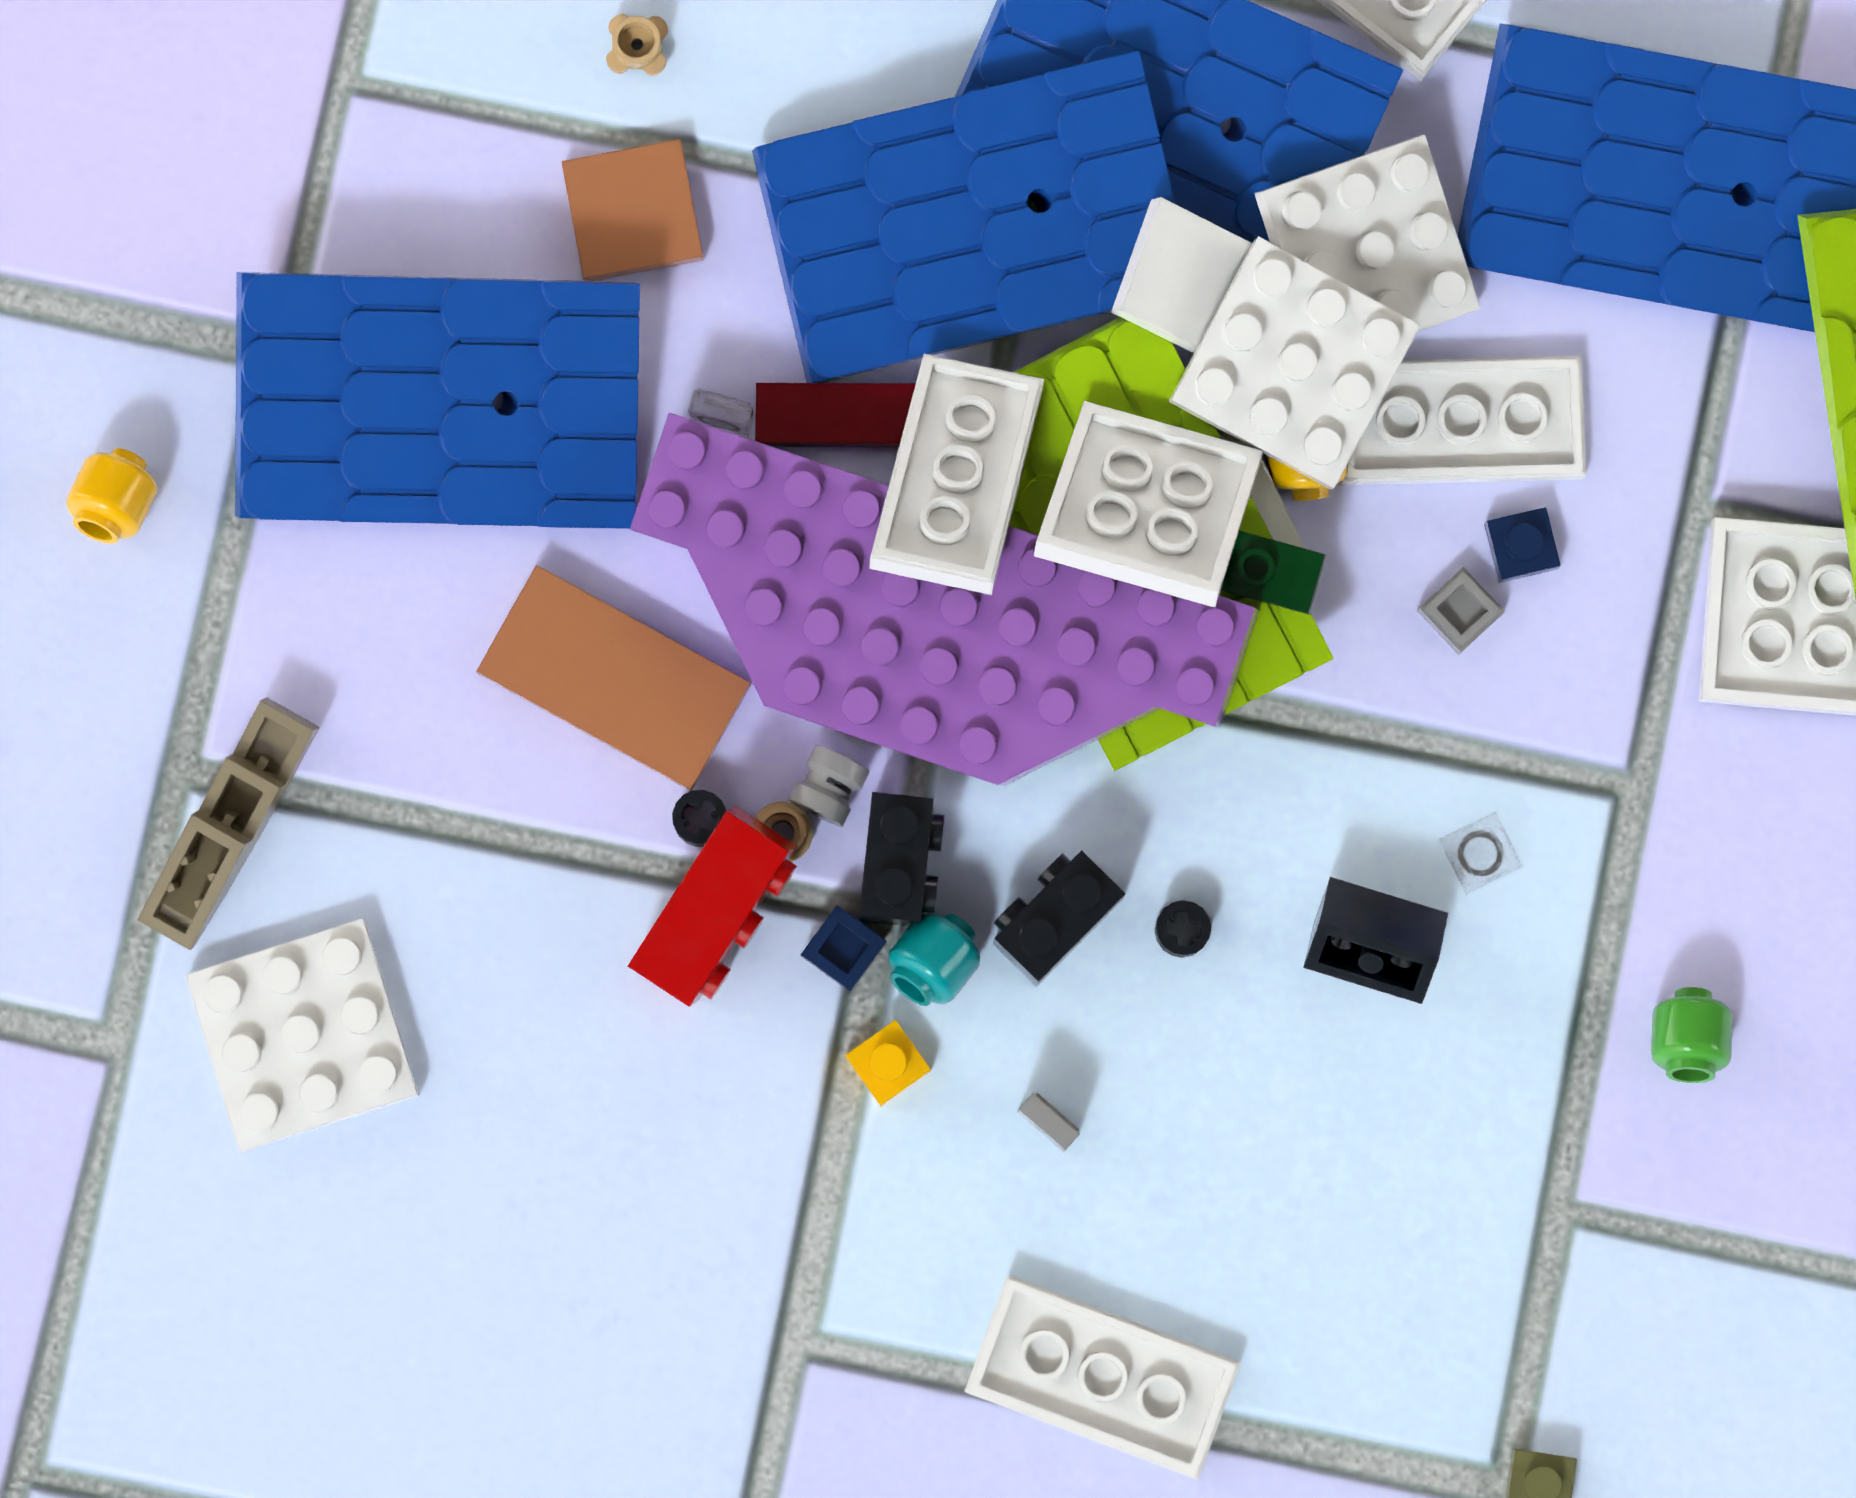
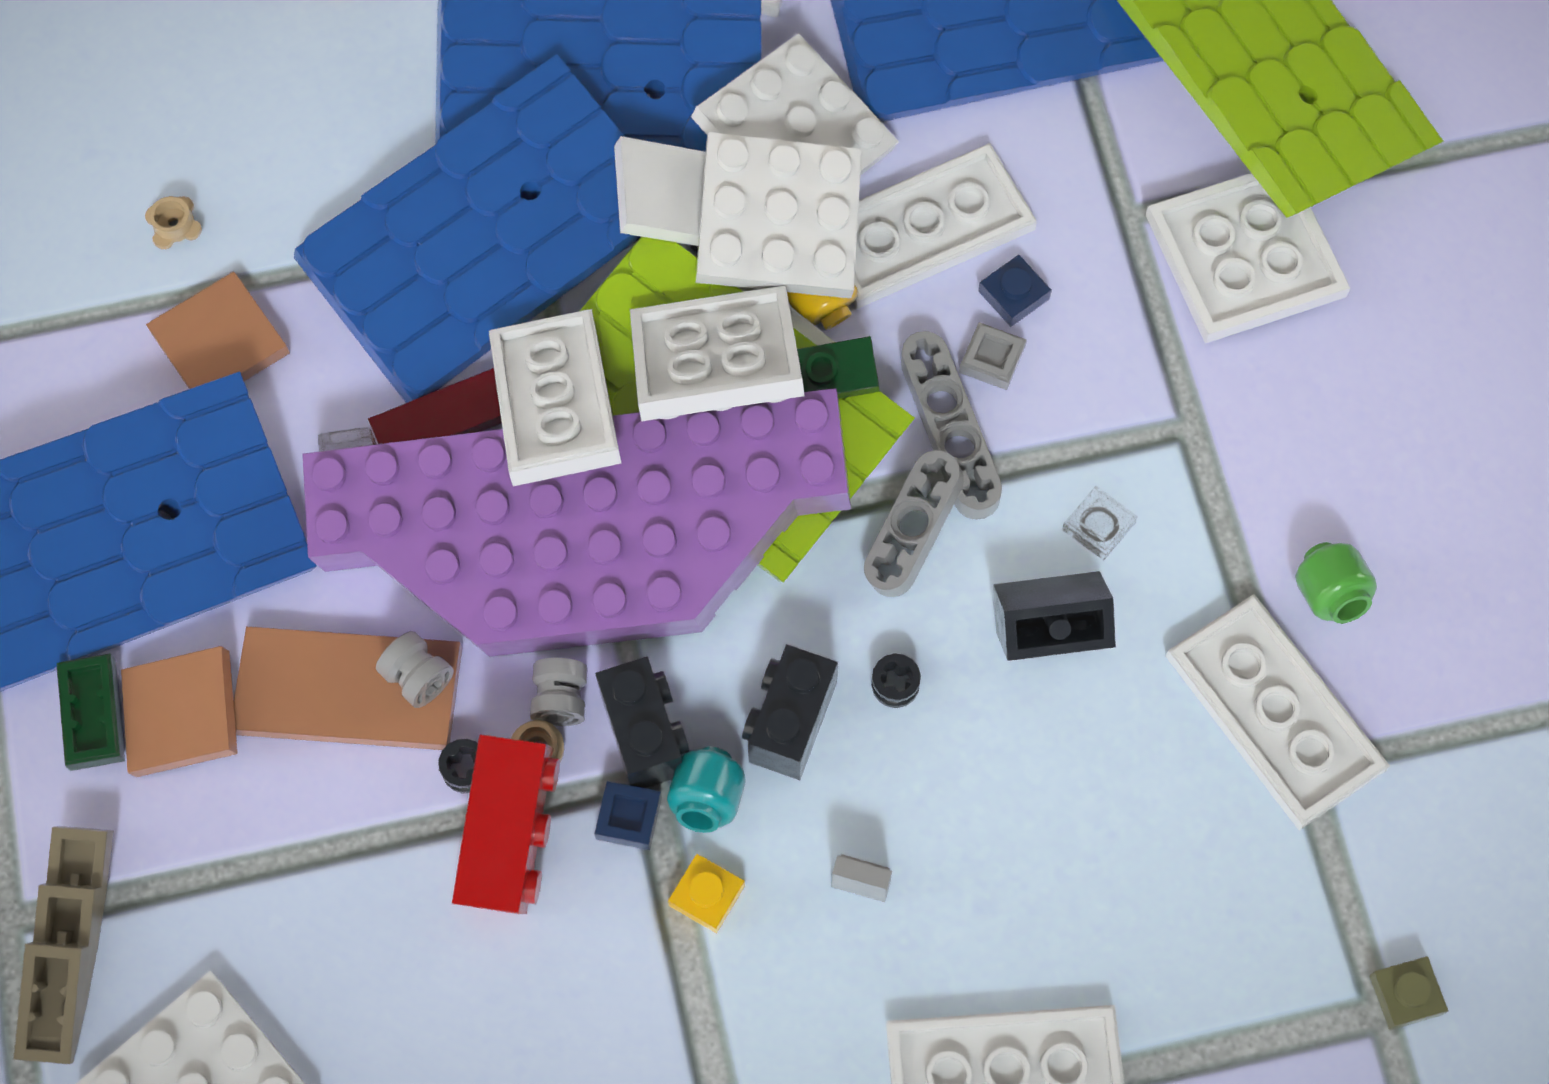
camera: 20 degrees left, 15 degrees down
(342, 586) = (90, 712): none -> dark green plate
(432, 628) = (178, 711): none -> nougat tile
(690, 700) = (414, 669): none -> light grey wheel
(1309, 730) = (917, 482): none -> light grey beam
(1382, 671) = (954, 423): none -> light grey beam
(1560, 1139) = (1277, 711): none -> white tile

